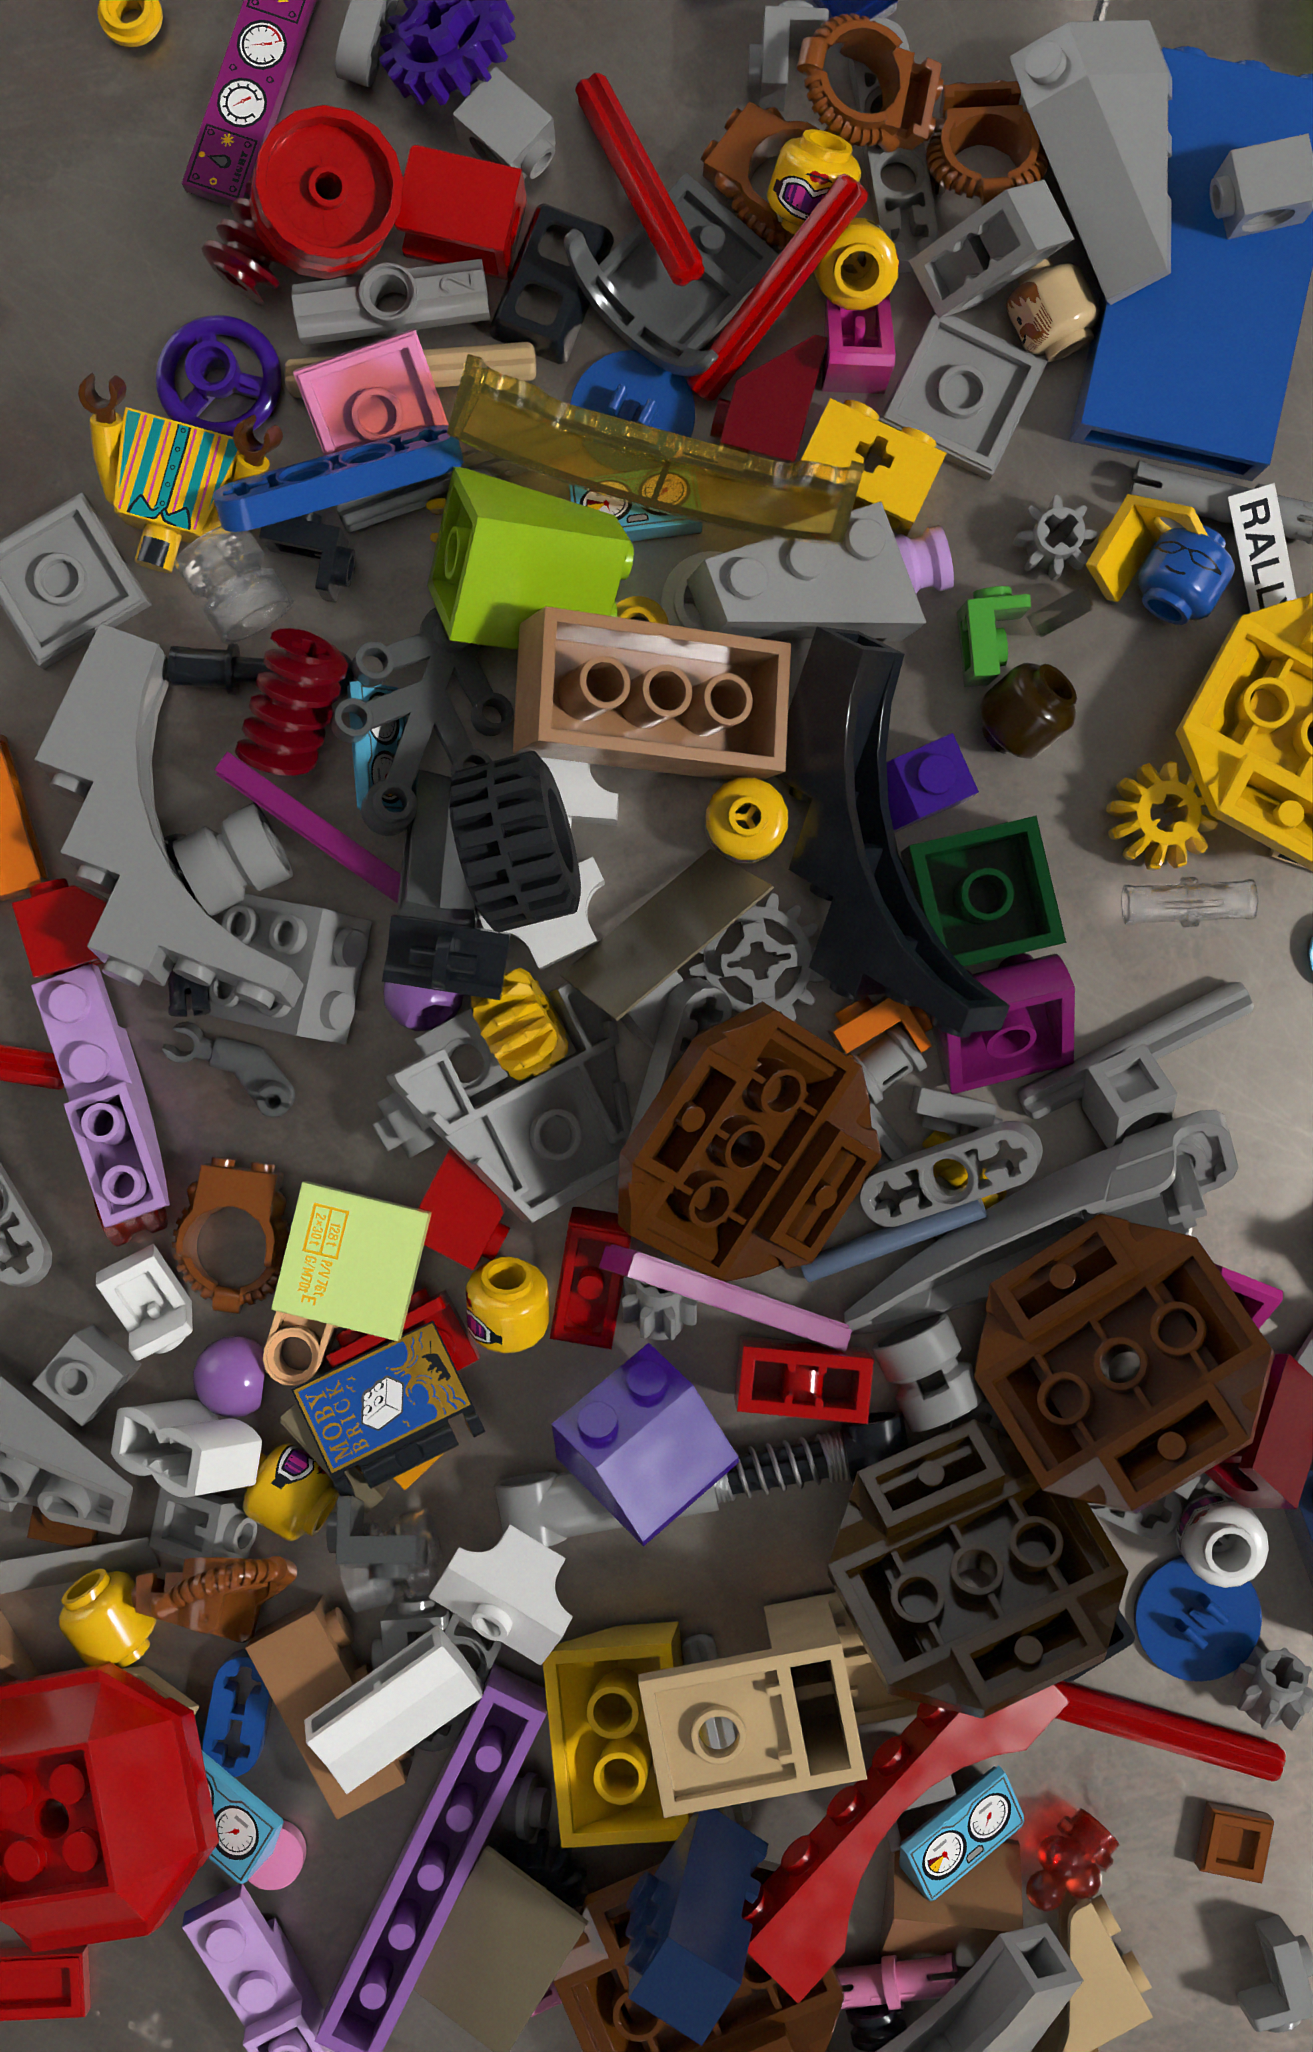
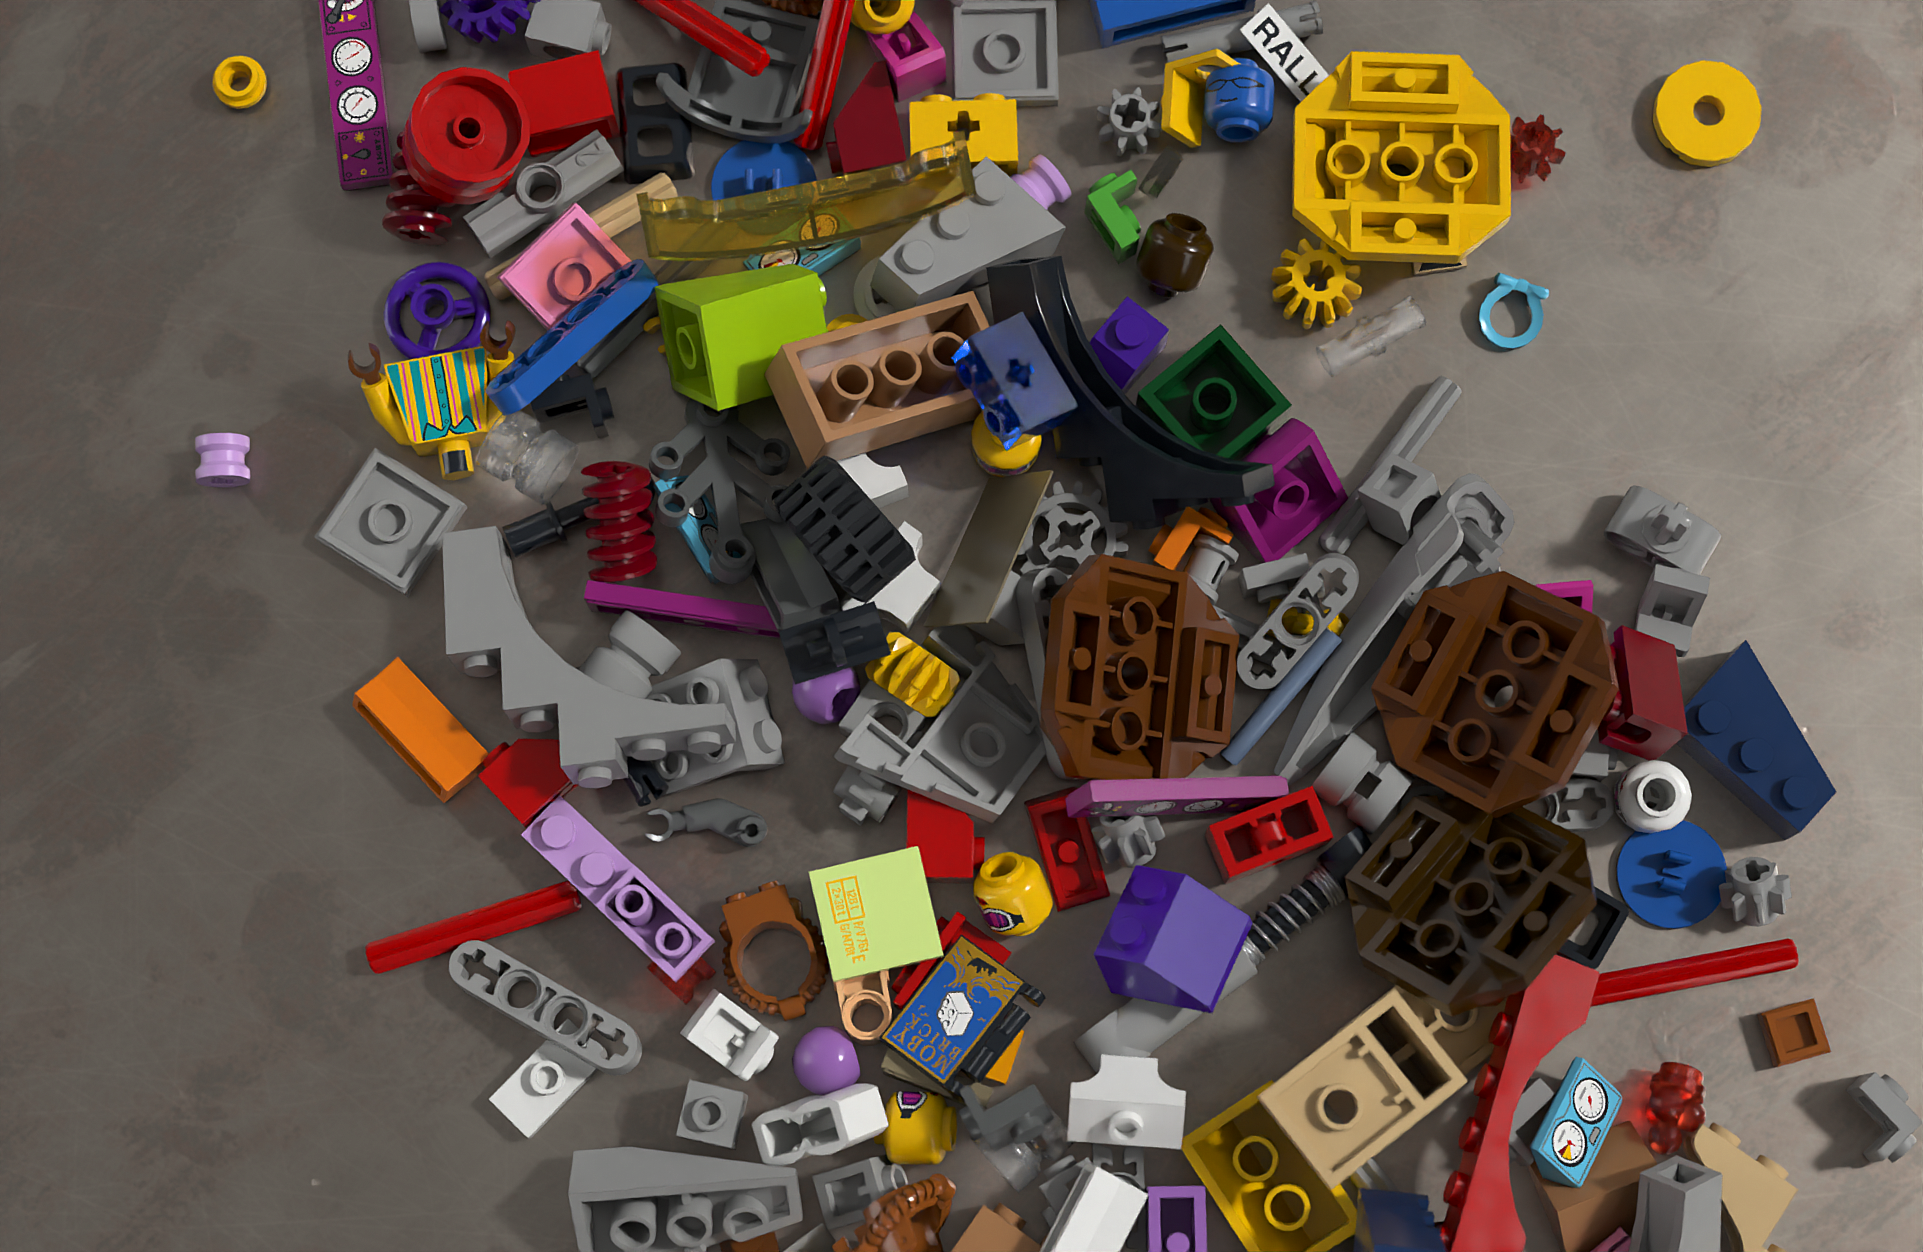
camera: 20 degrees left, 10 degrees down
(798, 742) = (1013, 381): none -> clear blue brick

